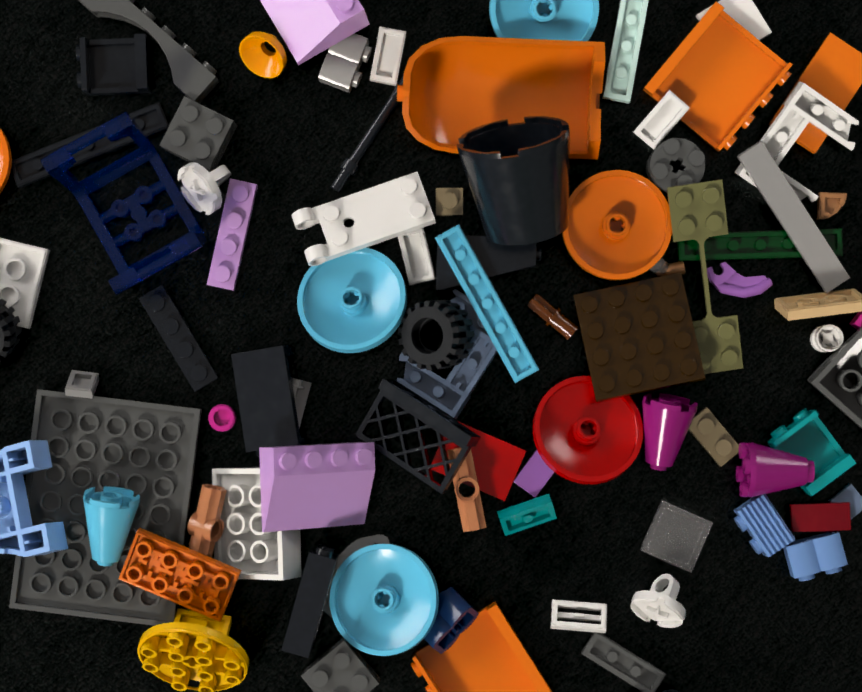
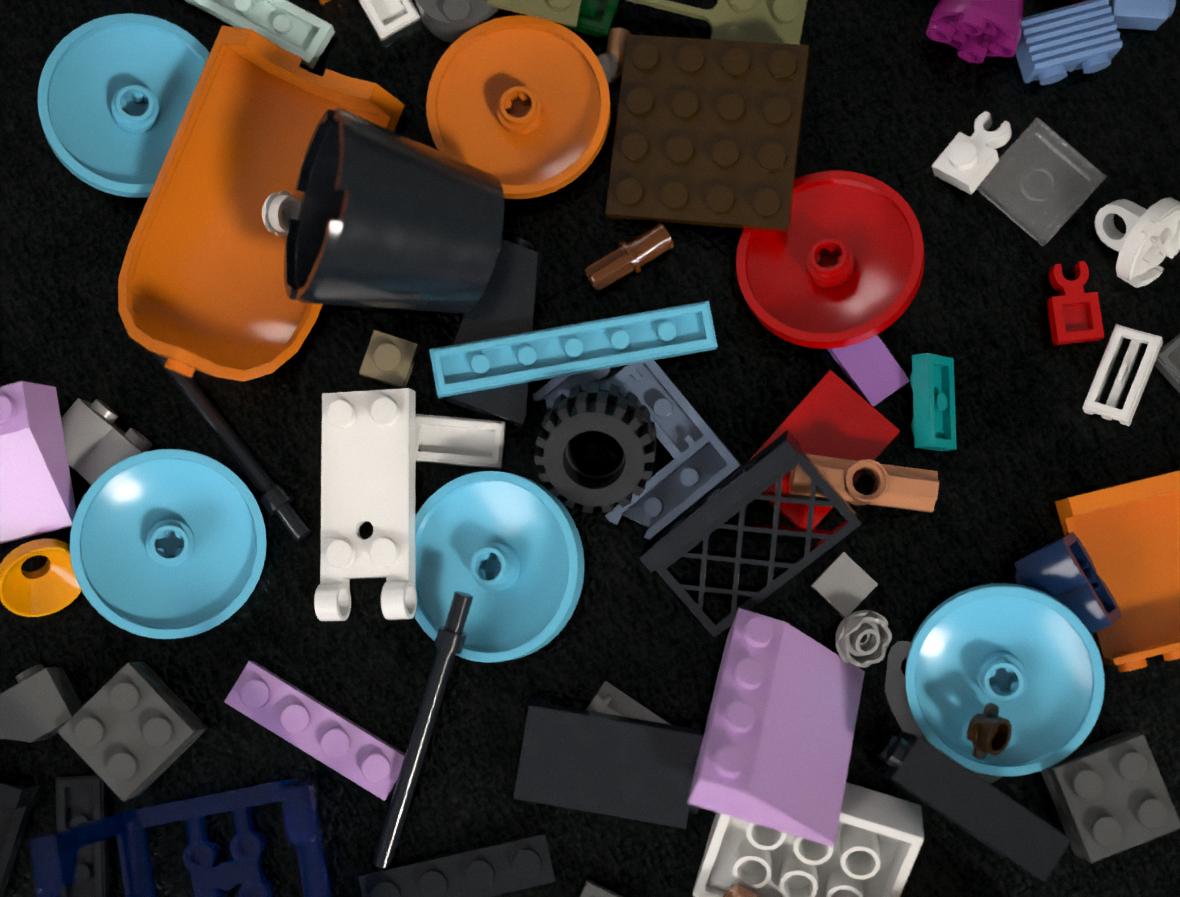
camera: 70 degrees left, 5 degrees down
(201, 186) = (220, 752): white tile -> none
(222, 417) = (613, 849): dark pink tile -> none
(303, 290) = (449, 642): none -> black bar
(305, 118) = (168, 543): none -> medium azure dish
(352, 599) = (989, 732): none -> dark brown plate
(377, 522) = (871, 647): none -> light grey plate
(388, 56) = (121, 379): white tile -> none
(408, 497) = (843, 585): none -> light grey tile
(512, 111) = (278, 210): none -> white plate
(605, 579) = (1073, 314): none -> red plate
(665, 427) = (865, 137): magenta cone -> none
(675, 492) = (972, 158): none -> white plate
(713, 437) = (900, 74): dark tan plate -> none

